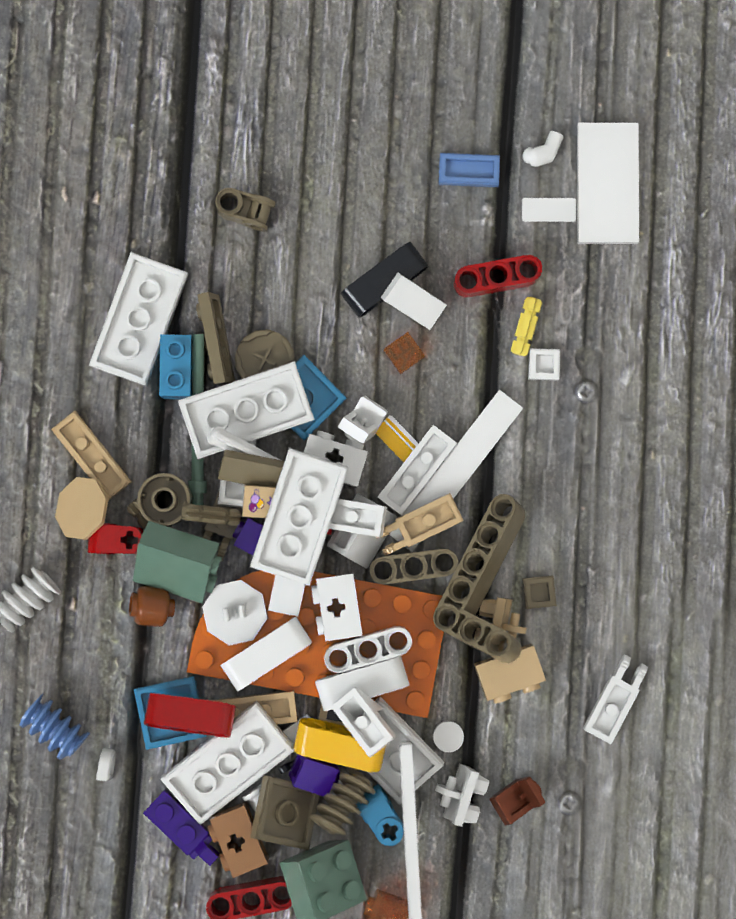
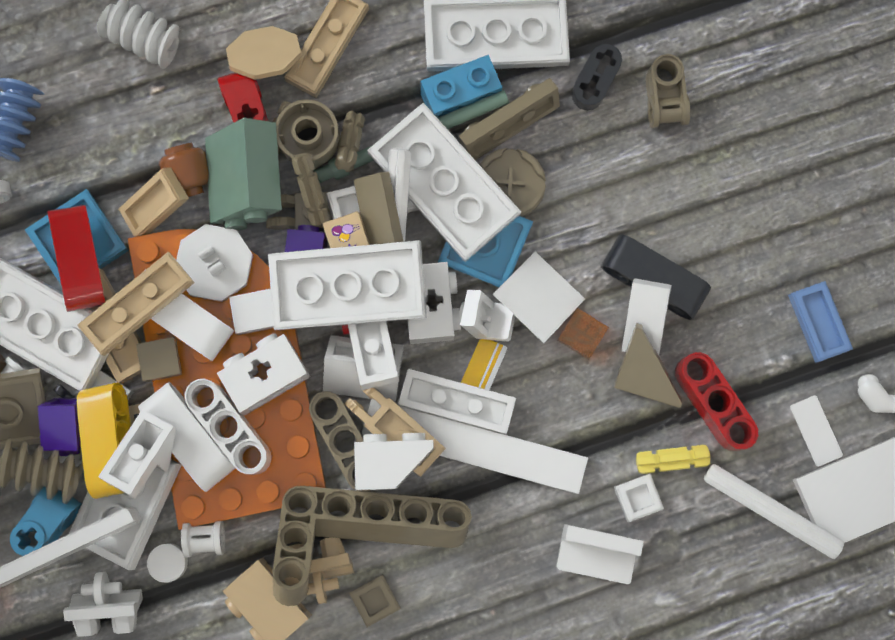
camera: 65 degrees right, 5 degrees down
(168, 640) = (153, 203): none -> tan tile
(182, 469) = (349, 141): none -> dark tan axle
(213, 251) = (603, 80): none -> black beam
(247, 681) = (135, 304): none -> tan tile
(293, 682) = (159, 359): none -> dark tan tile
(363, 374) = (539, 297): none -> white sticker
(445, 540) = (388, 463): none -> white slope
(449, 695) = (203, 539): none -> white bush
(453, 319) = (644, 371): none -> dark tan tile
(572, 412) = (598, 554): none -> white panel
(595, 269) = (774, 511): none -> white axle

